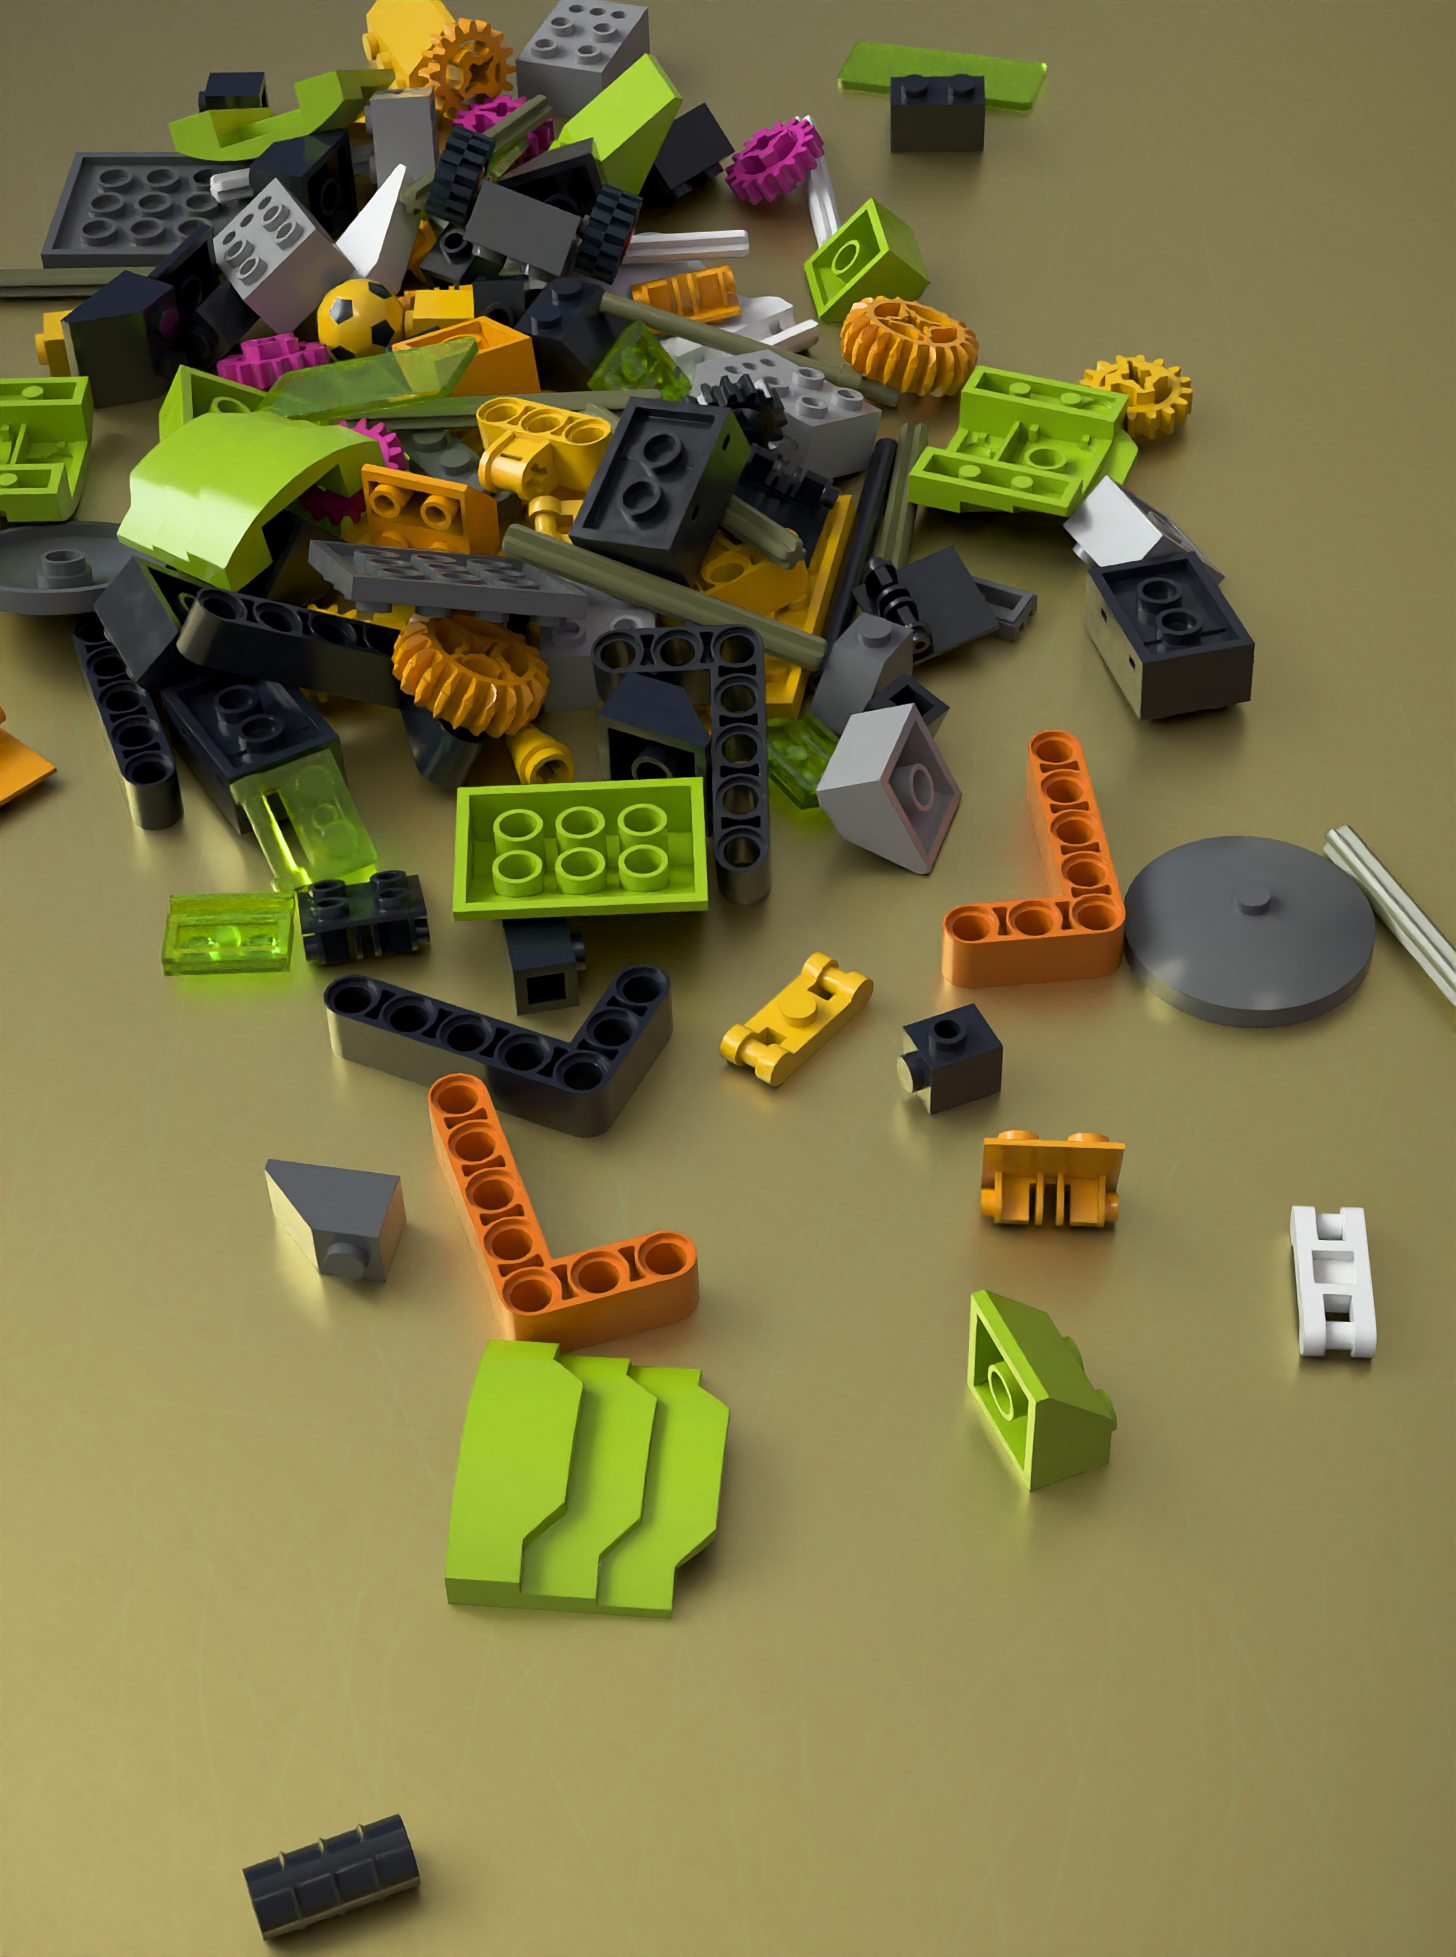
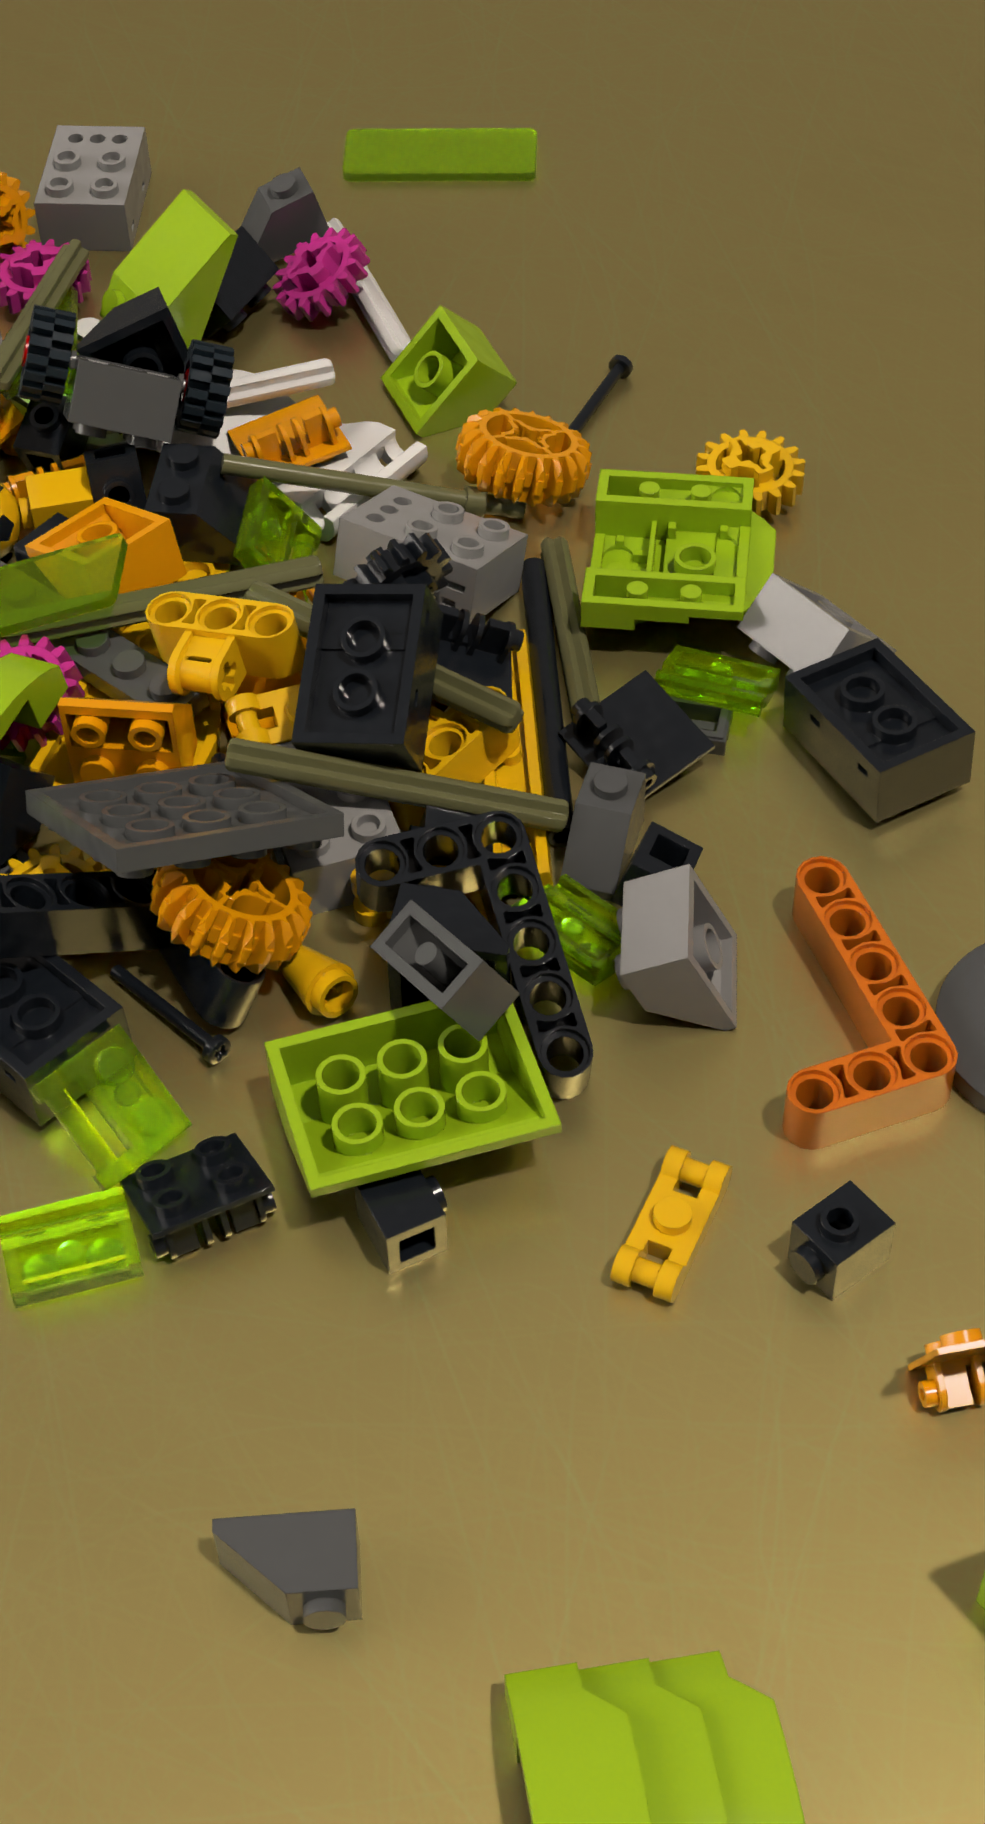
camera: 15 degrees left, 5 degrees up
(423, 800) = (214, 1048): none -> black piece
(527, 1074) = (400, 1326): black beam -> none
(535, 1298) = (492, 1543): orange beam -> none
(639, 748) = (445, 970): none -> dark grey slope
(755, 100) = (284, 215): none -> dark grey slope
(937, 113) = (456, 199): black slope -> none
(1025, 570) = (718, 680): none -> clear neon green plate
(1045, 287) = (619, 368): none -> black piece

